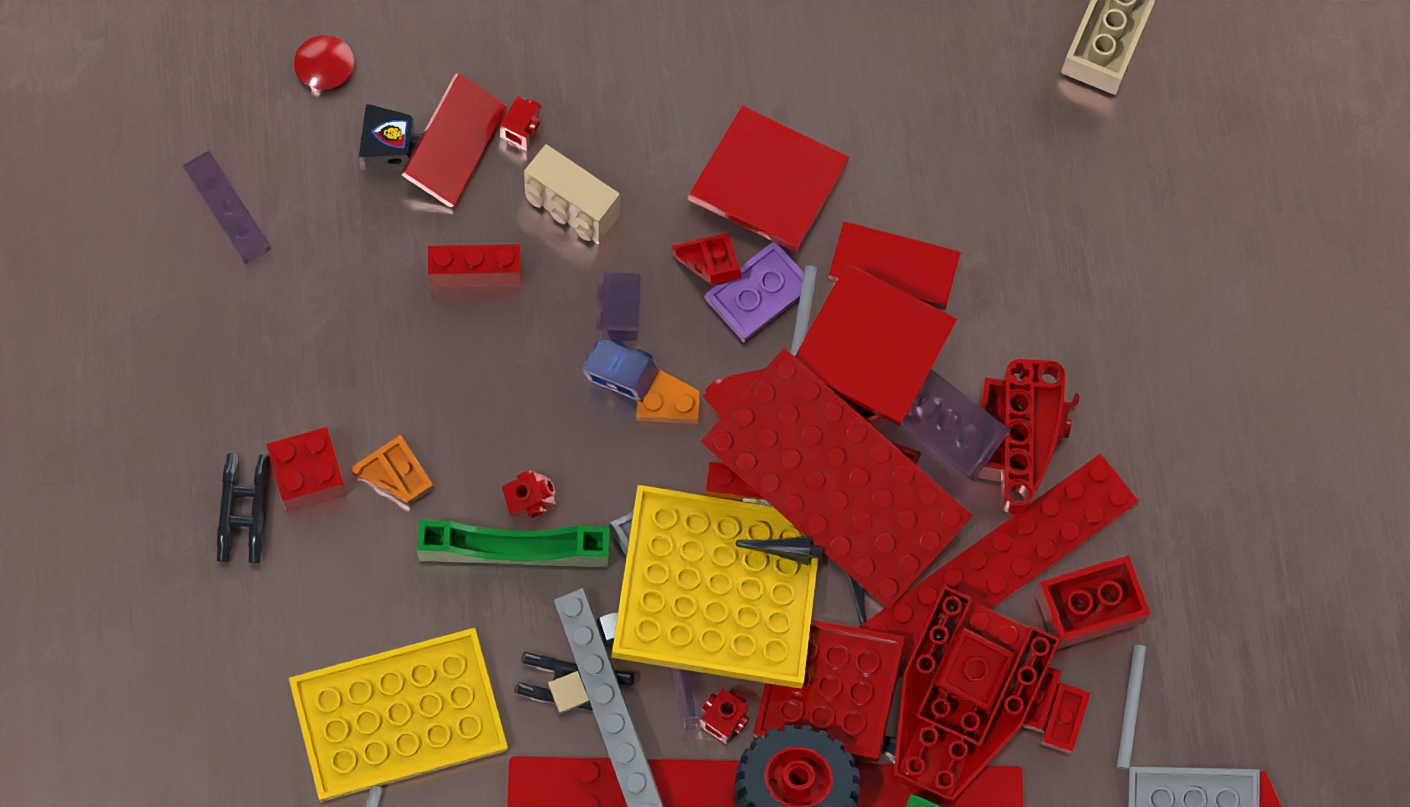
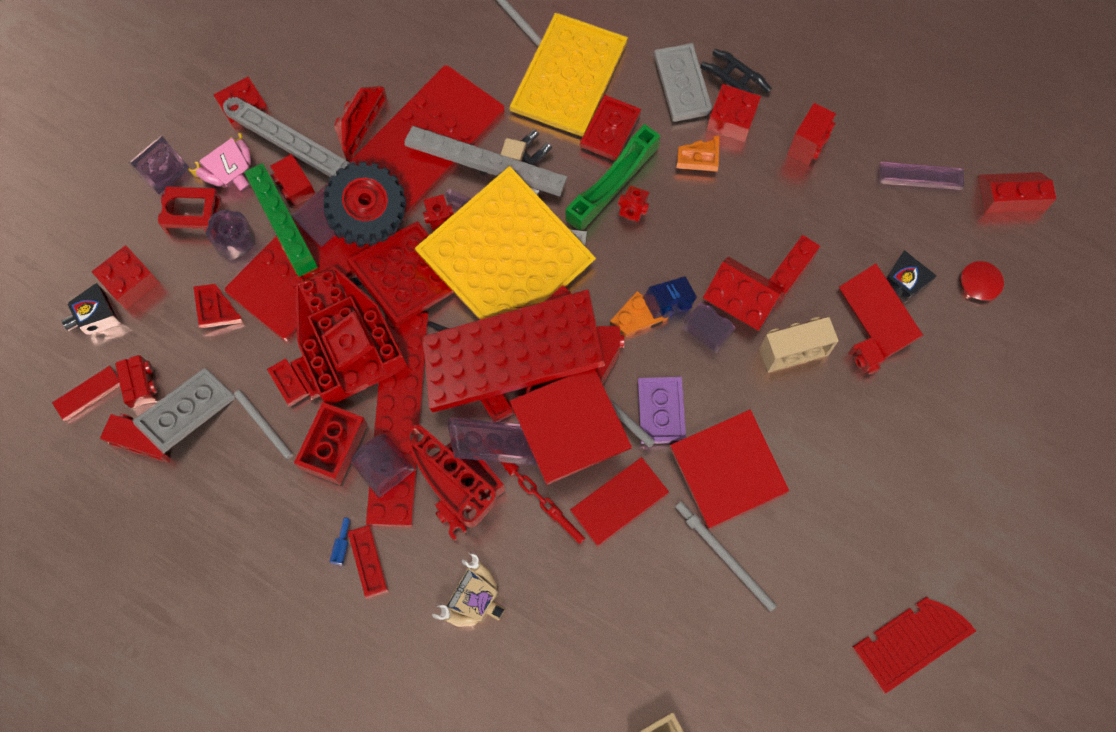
camera: 135 degrees right, 0 degrees up
(170, 91) = (1016, 192): none -> red slope
(274, 352) = (812, 134): none -> red brick
(302, 565) = (683, 82): none -> light grey plate
(439, 604) = (610, 127): none -> red plate
(555, 289) = (743, 293): none -> red brick
(709, 258) = (701, 396): red wing -> none
(793, 549) = (490, 307): black piece -> none
(853, 174) = (694, 521): none -> light grey bar
(963, 323) = (554, 512): none -> red piece
(1069, 524) = (381, 464): none -> brick
(1120, 330) = (473, 597): none -> torso
(1172, 470) = (367, 561): none -> red tile
(1181, 511) = (340, 544): none -> blue axle

